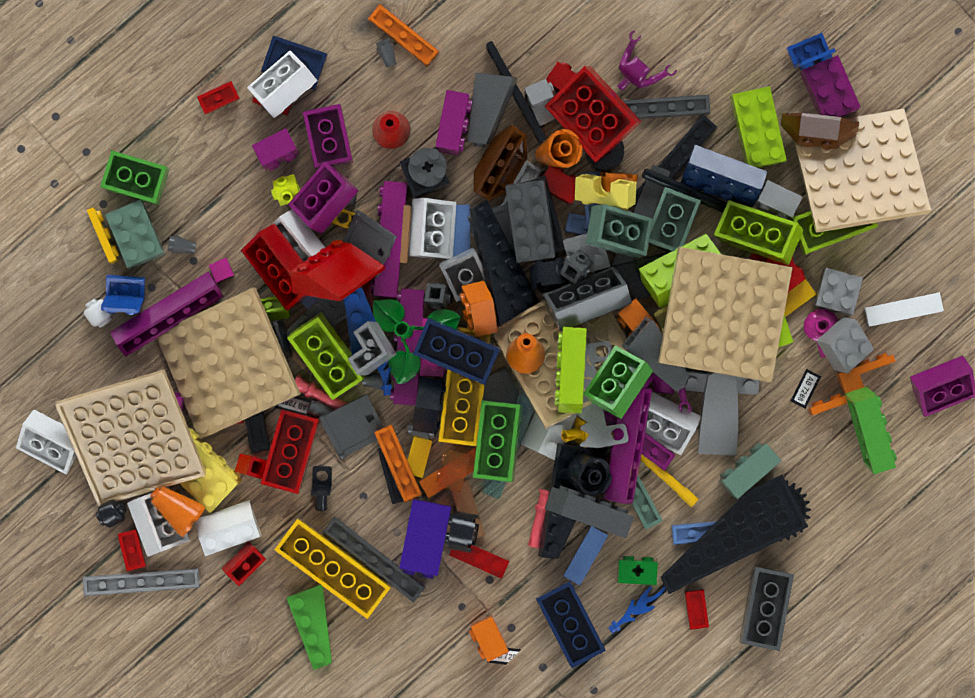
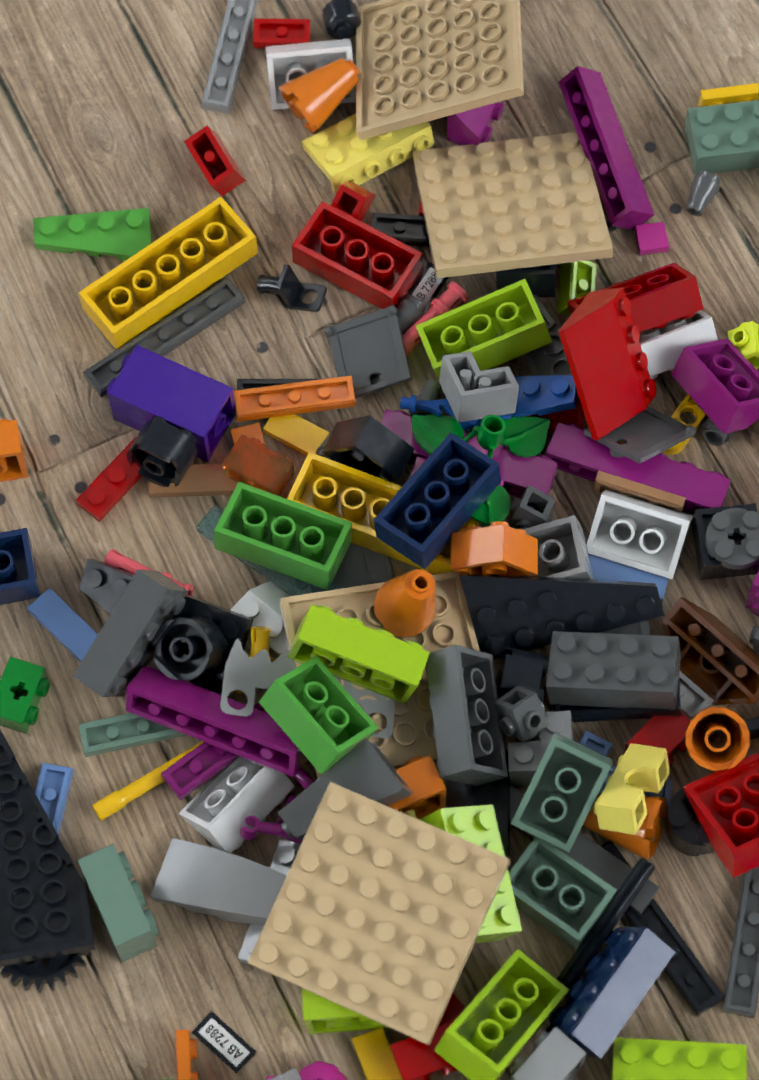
camera: 110 degrees right, 20 degrees down
(95, 314) = (631, 66): white head -> none
(124, 294) = (648, 104): blue bracket -> none
(227, 528) = (272, 156): white slope -> none

